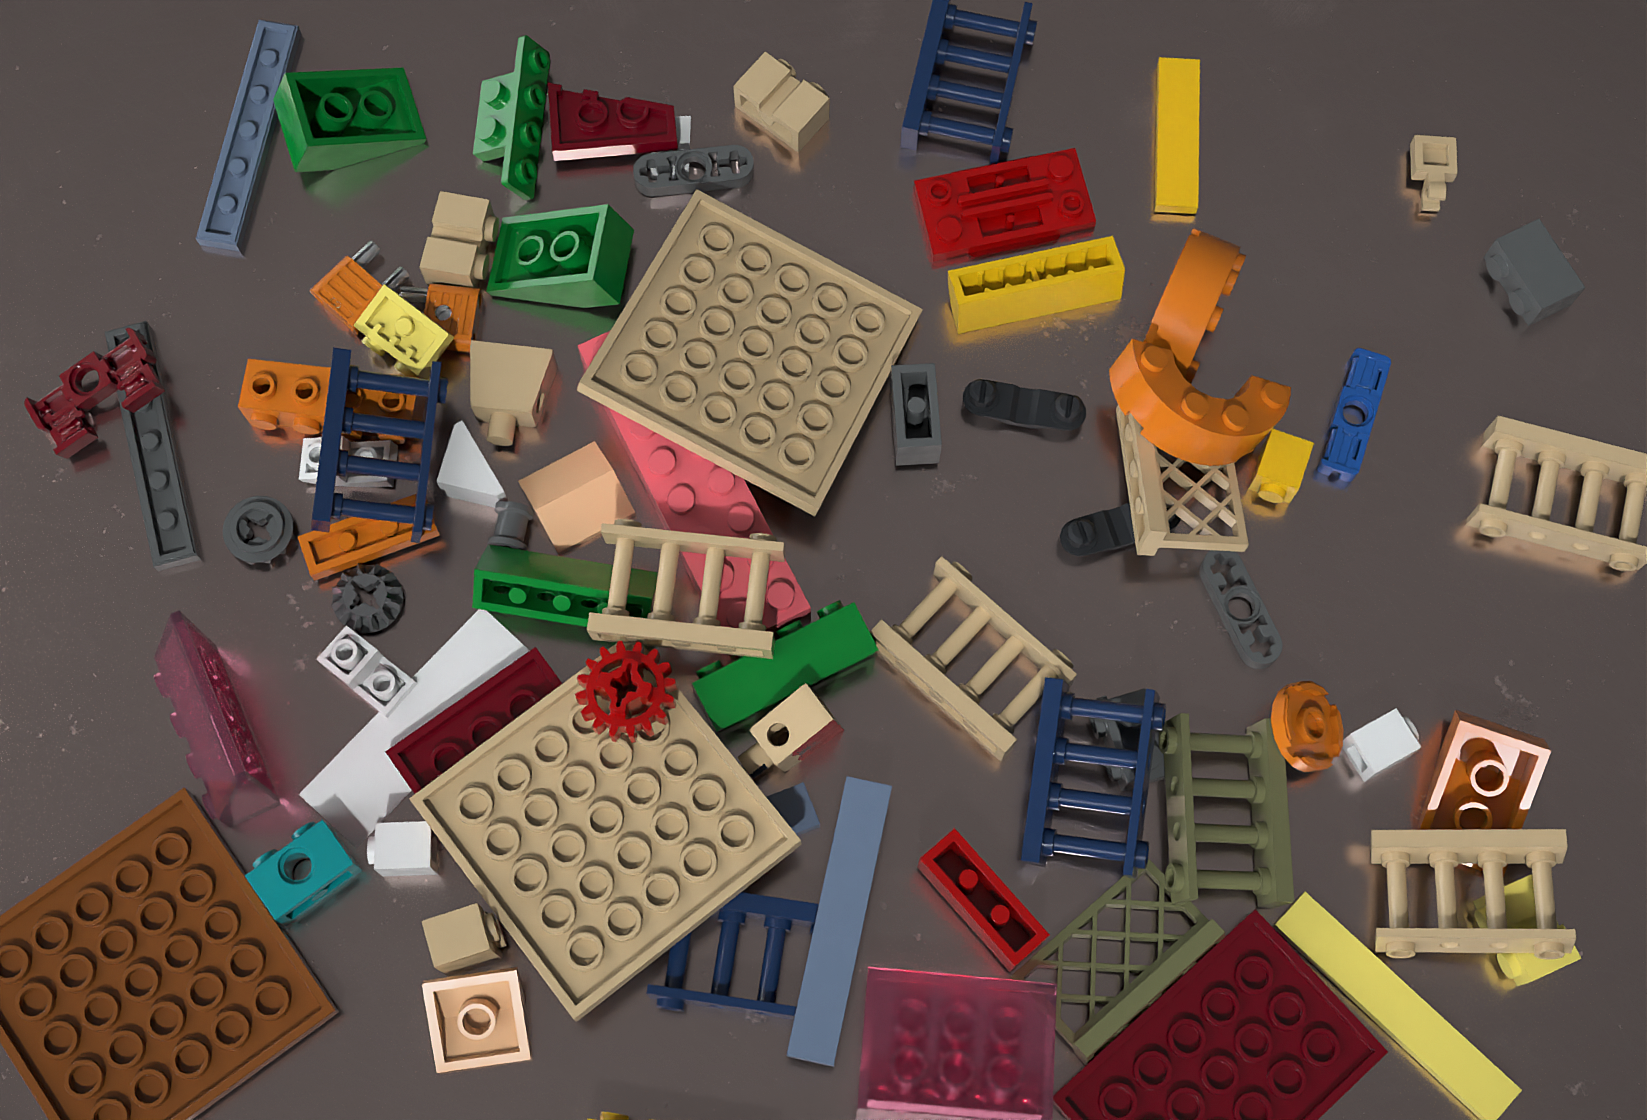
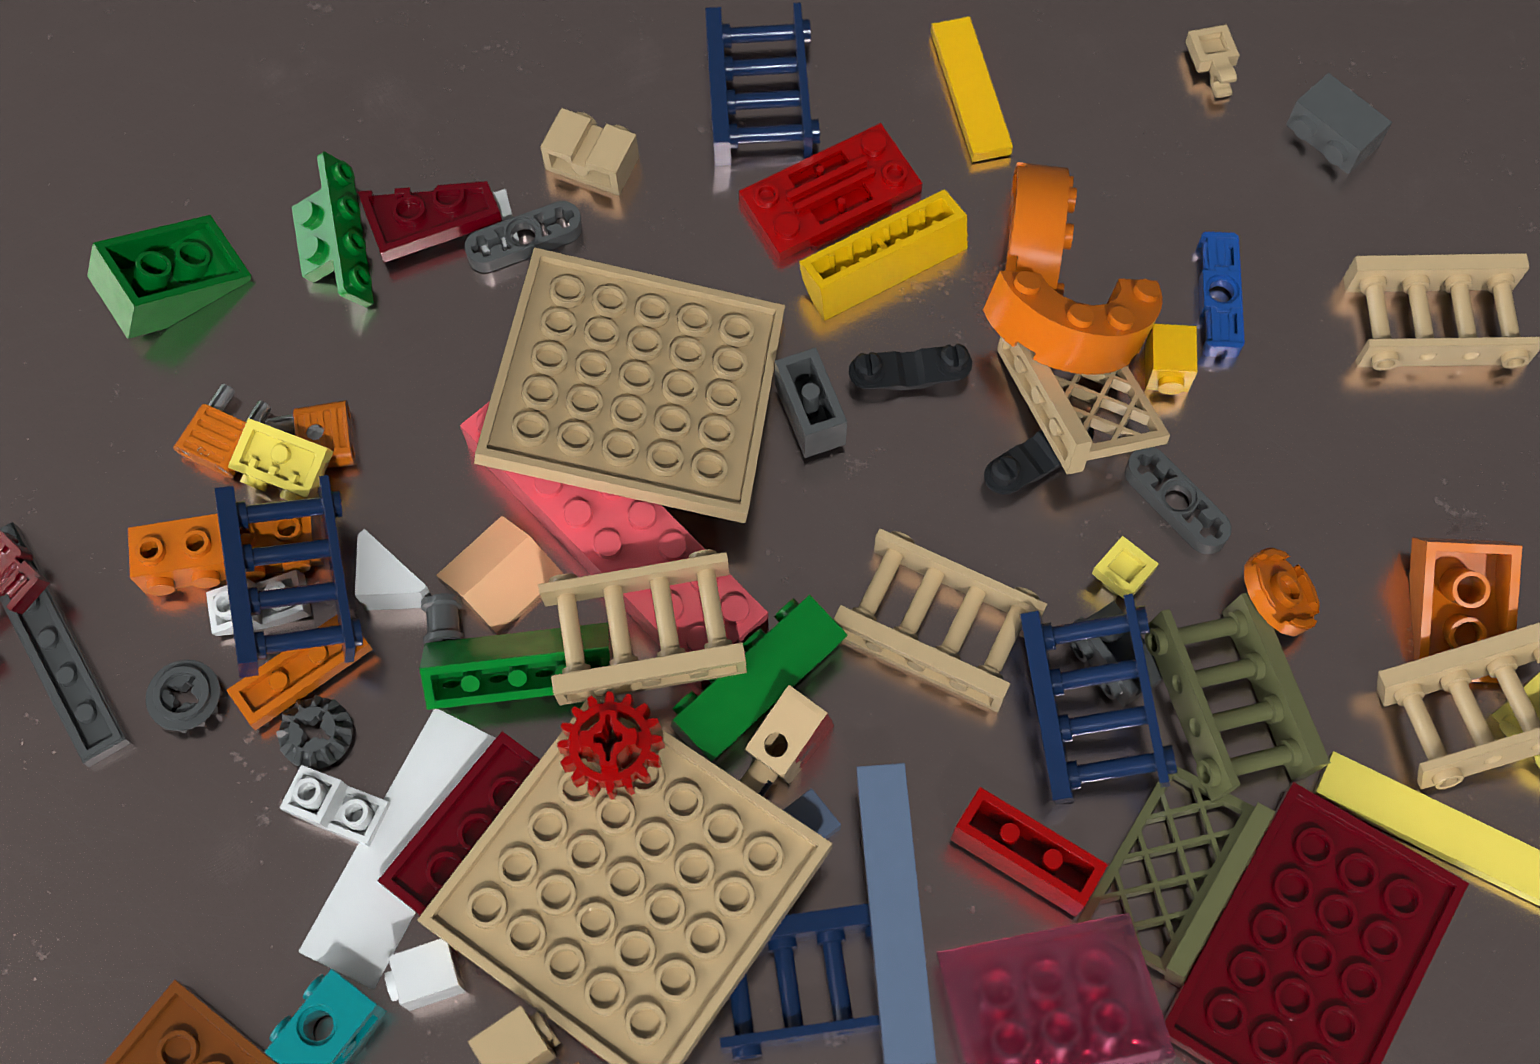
camera: 15 degrees left, 5 degrees down
(213, 724) = (187, 904): clear pink slope -> none
(248, 137) = (70, 321): sand blue tile -> none
(459, 241) = (312, 360): tan brick -> none
(509, 386) = (402, 485): tan torso -> none
(562, 257) = (419, 349): green slope -> none
(1164, 661) = (1124, 568): none -> light yellow tile
(1381, 744) = (1355, 589): white brick -> none

